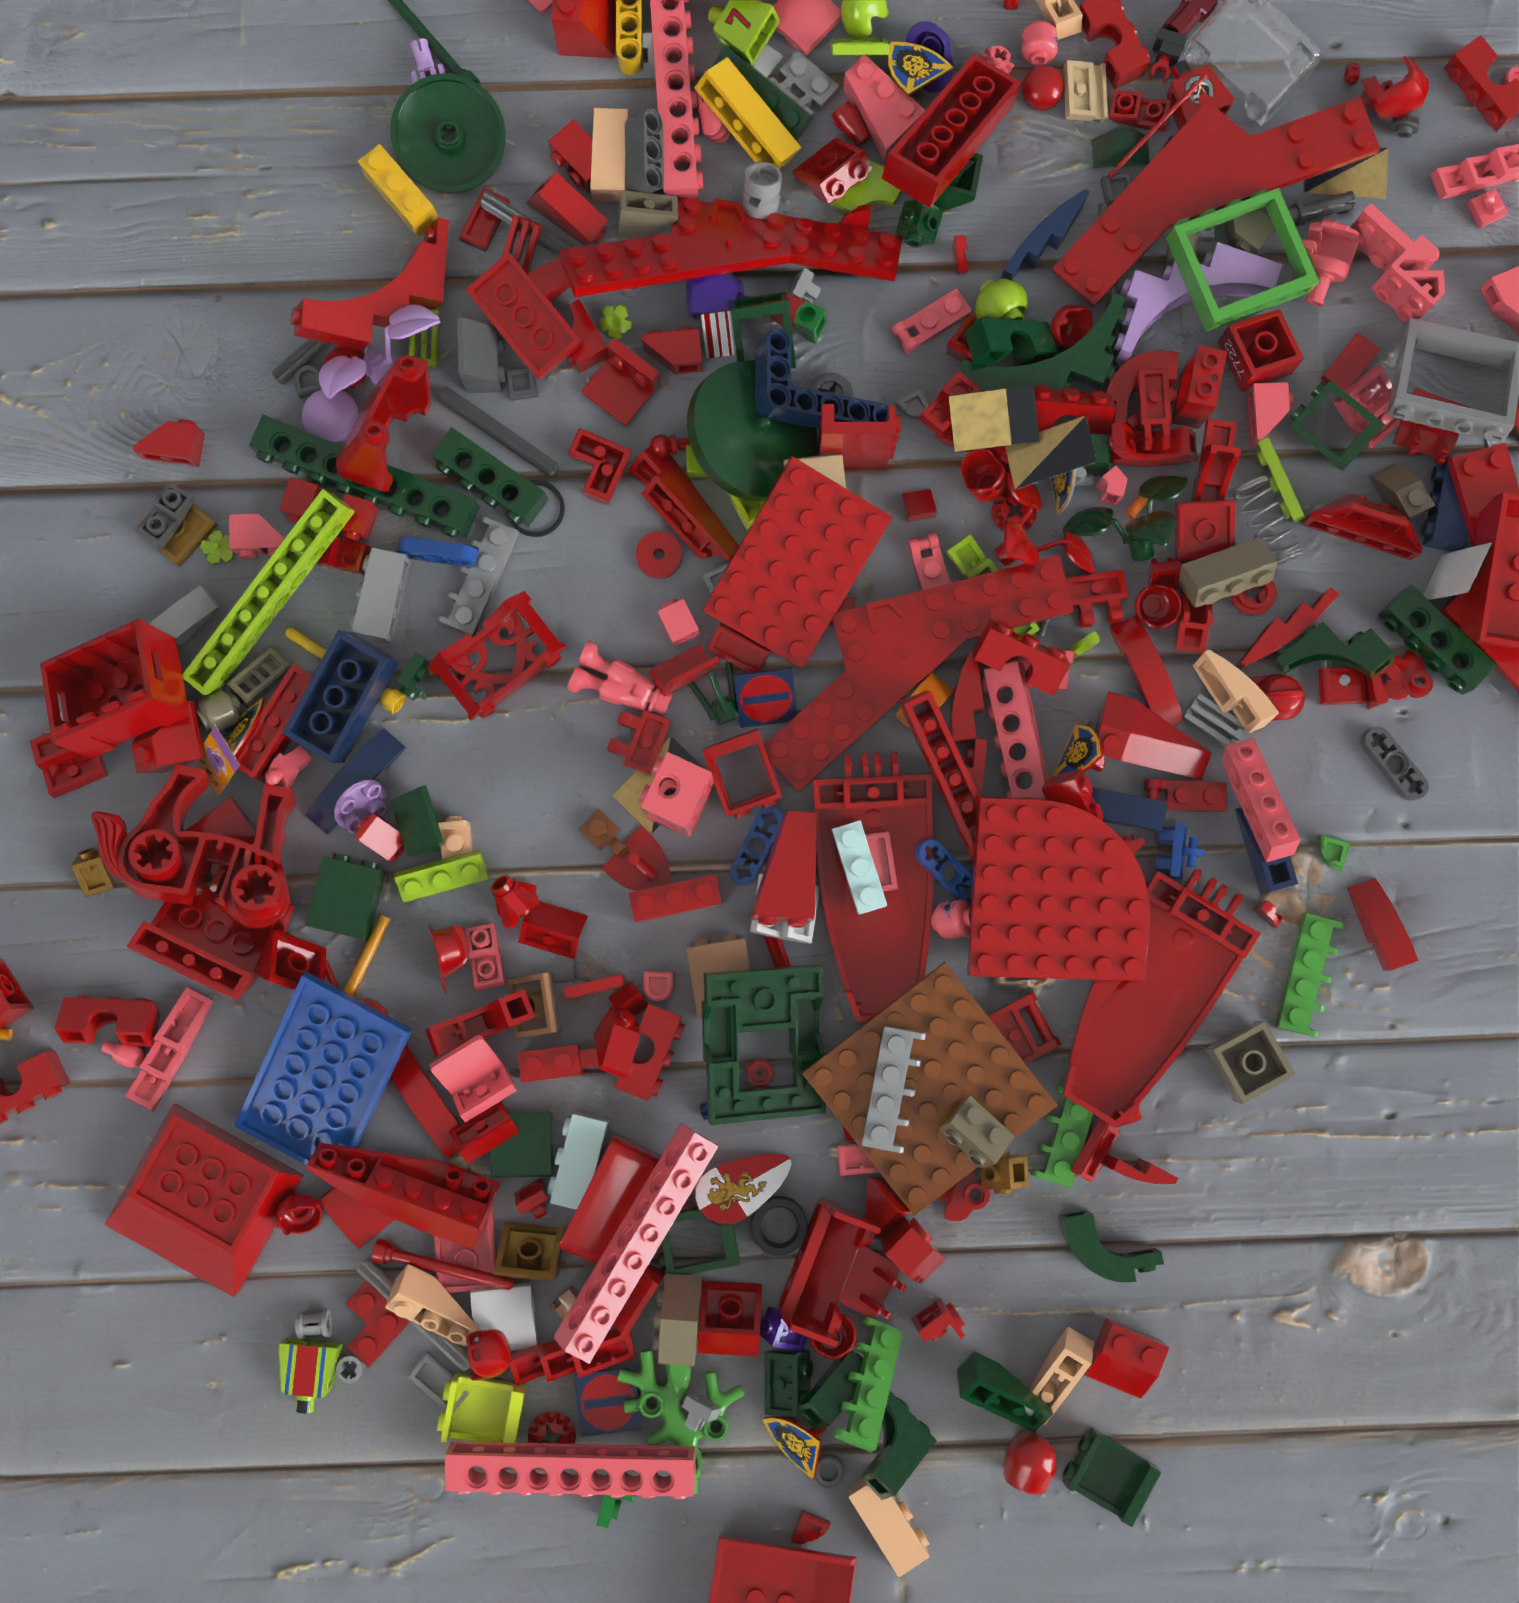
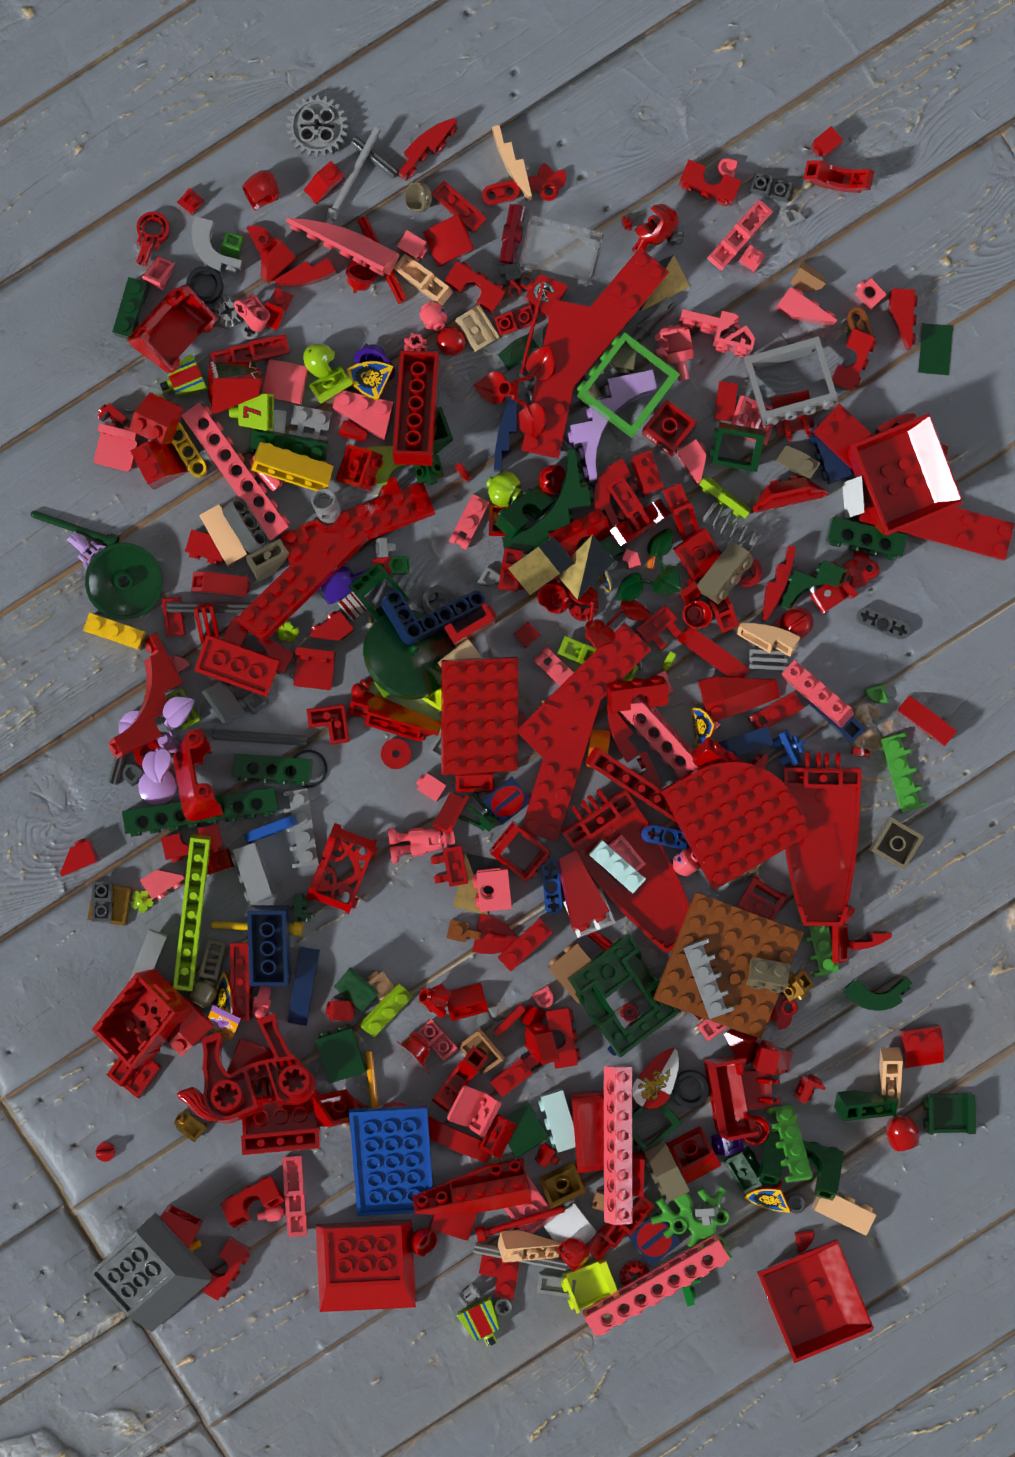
camera: 25 degrees left, 5 degrees up
(360, 801) = (317, 999): lavender dish -> none
(454, 281) = (179, 663): none -> coral tile
(1060, 173) = (495, 388): none -> red plant

